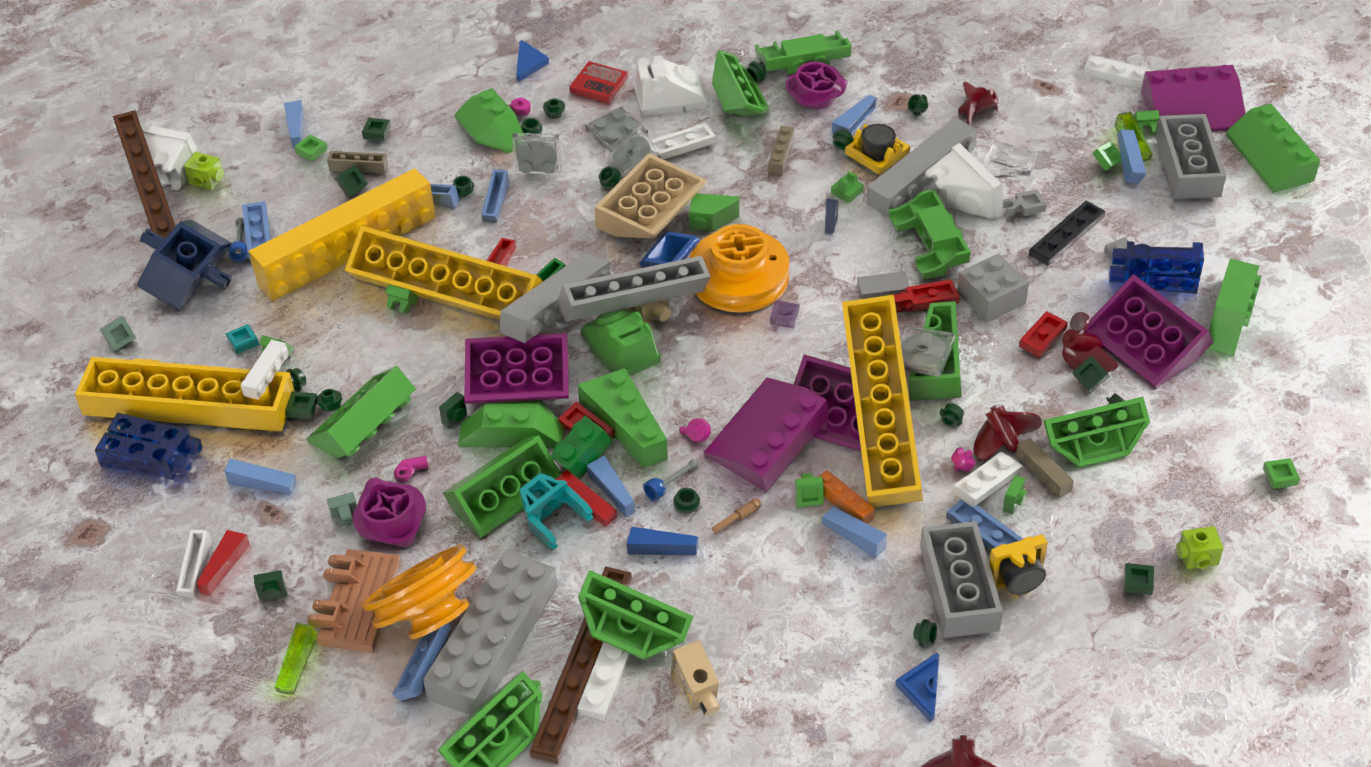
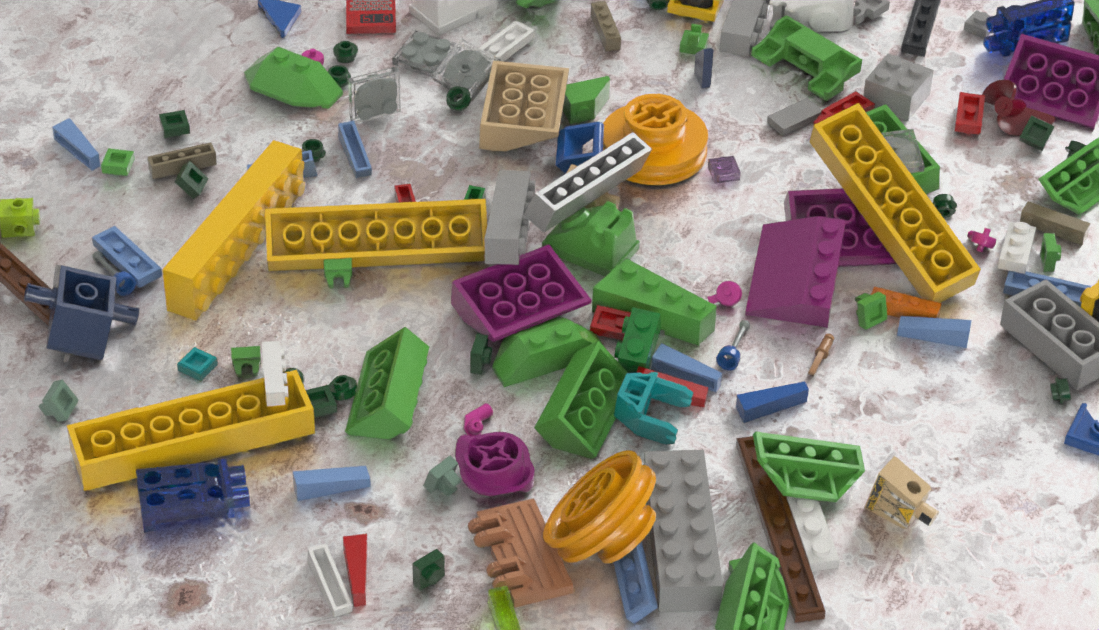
camera: 30 degrees left, 5 degrees down
(686, 500) = (765, 357): dark green plate -> none
(1003, 429) = (997, 203): dark red piece -> none

